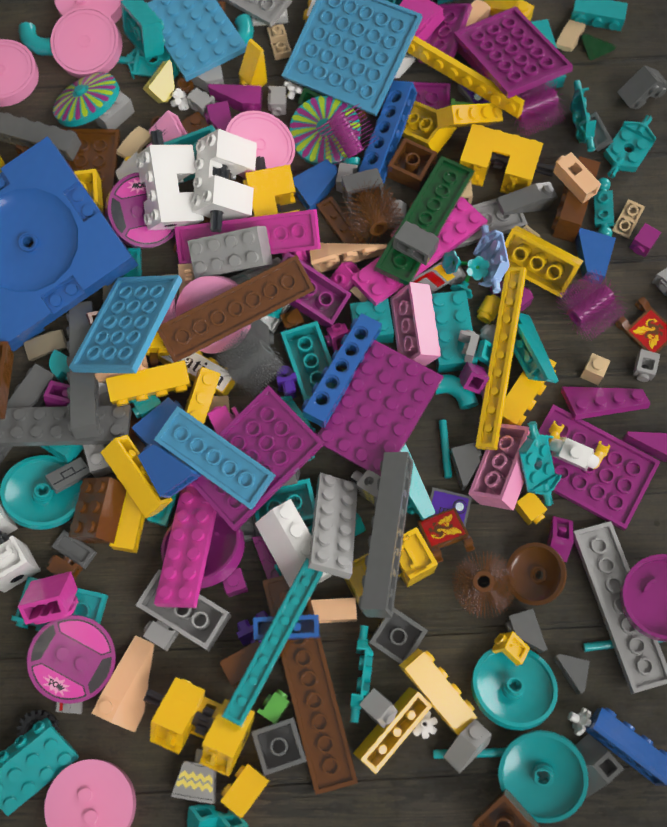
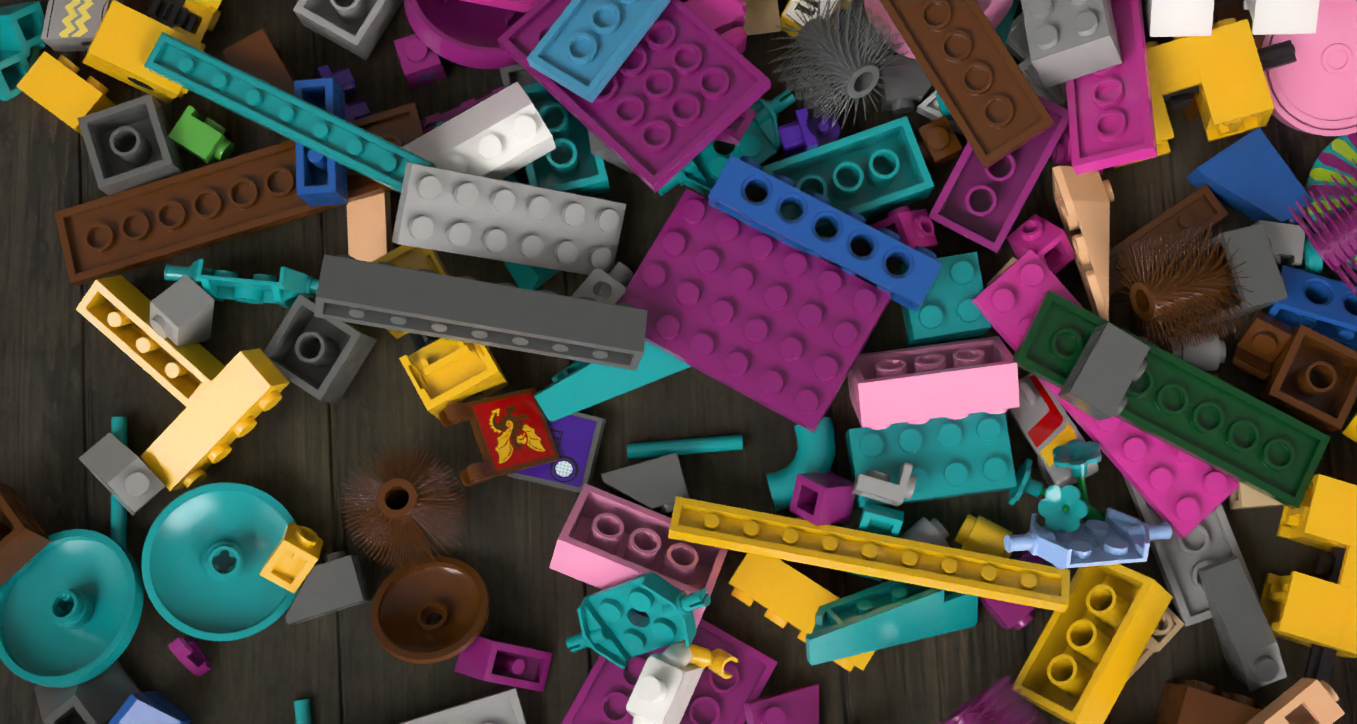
camera: 90 degrees right, 10 degrees up
(397, 186) = (1260, 345): none -> reddish brown bracket
(429, 728) = (164, 403): white plant -> none
(530, 508) = (558, 607): yellow brick -> none
(563, 708) = (190, 655): none -> magenta tile
(574, 670) = (256, 676): dark grey slope -> none
(580, 721) = (164, 682): white plant -> none

